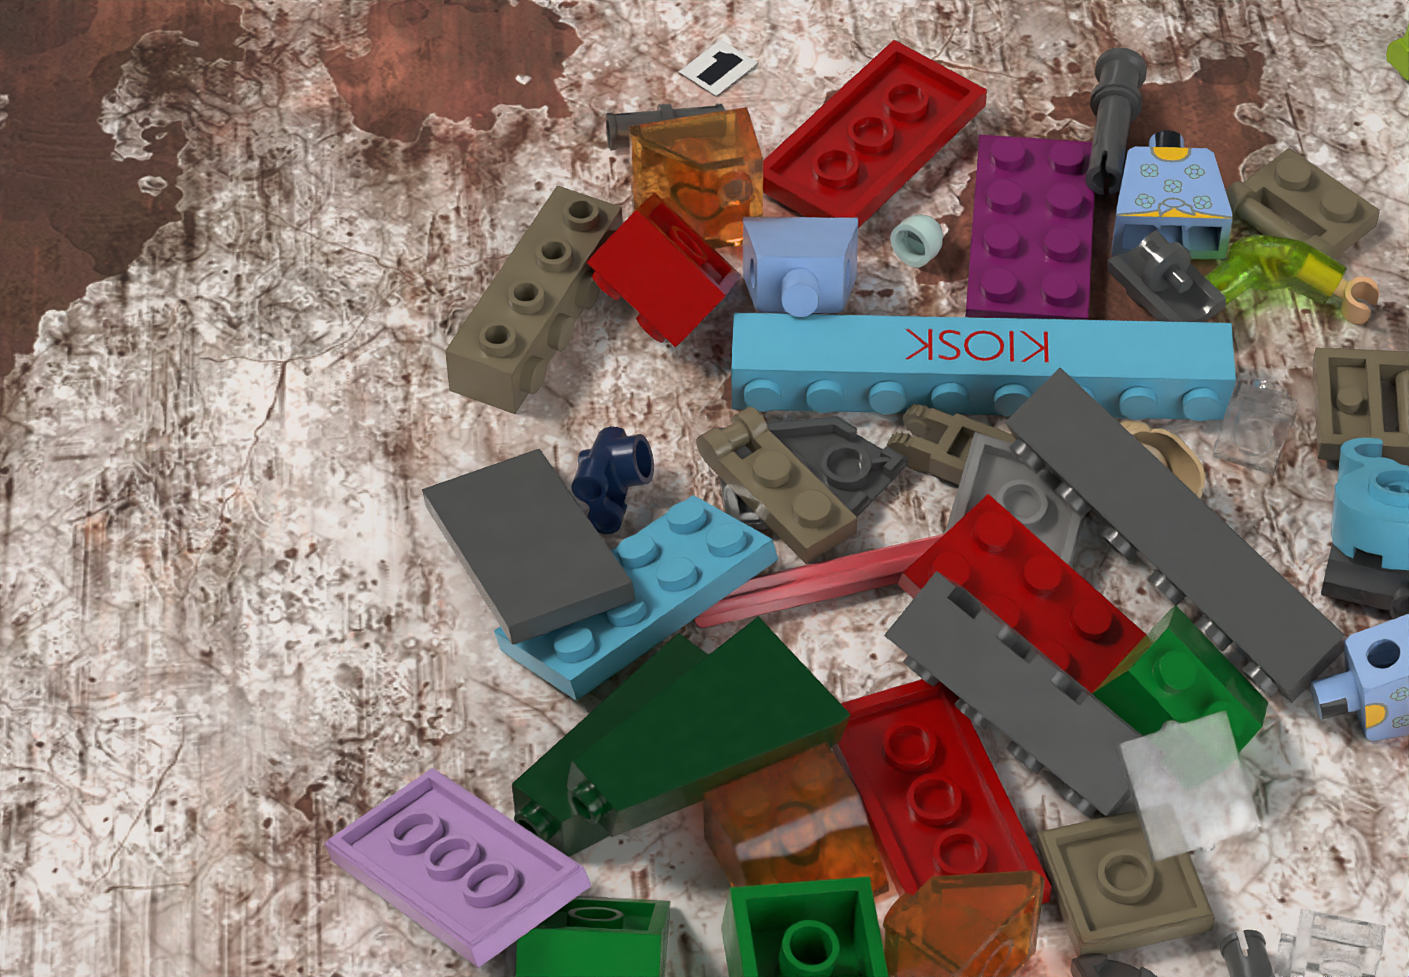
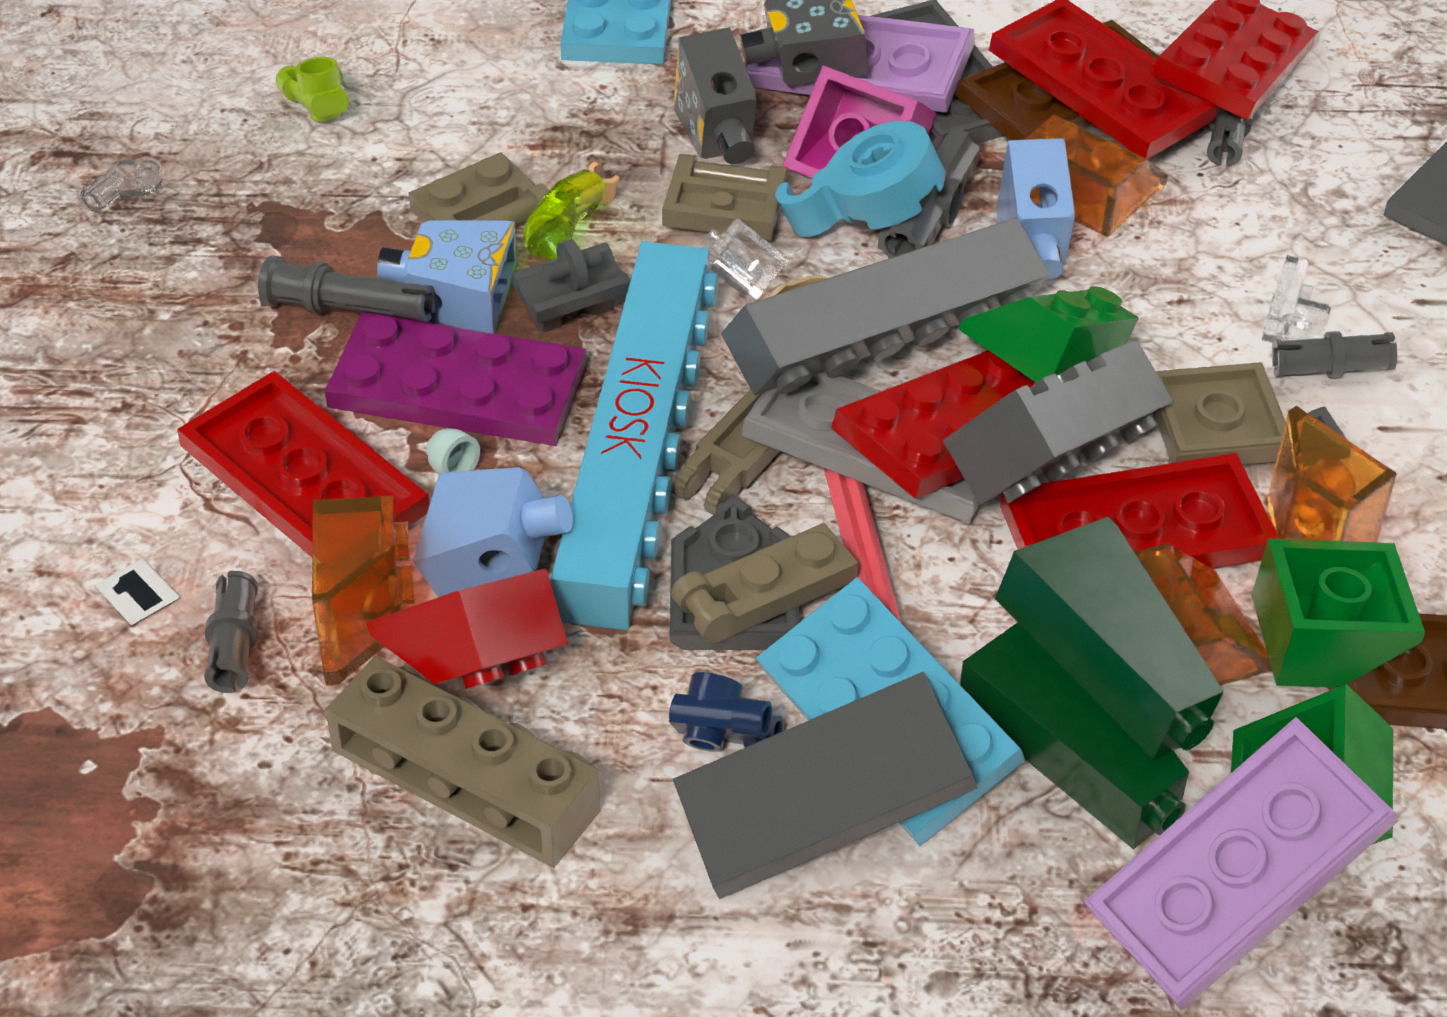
camera: 85 degrees left, 5 degrees down
(1188, 786) = (1161, 335): clear piece -> none

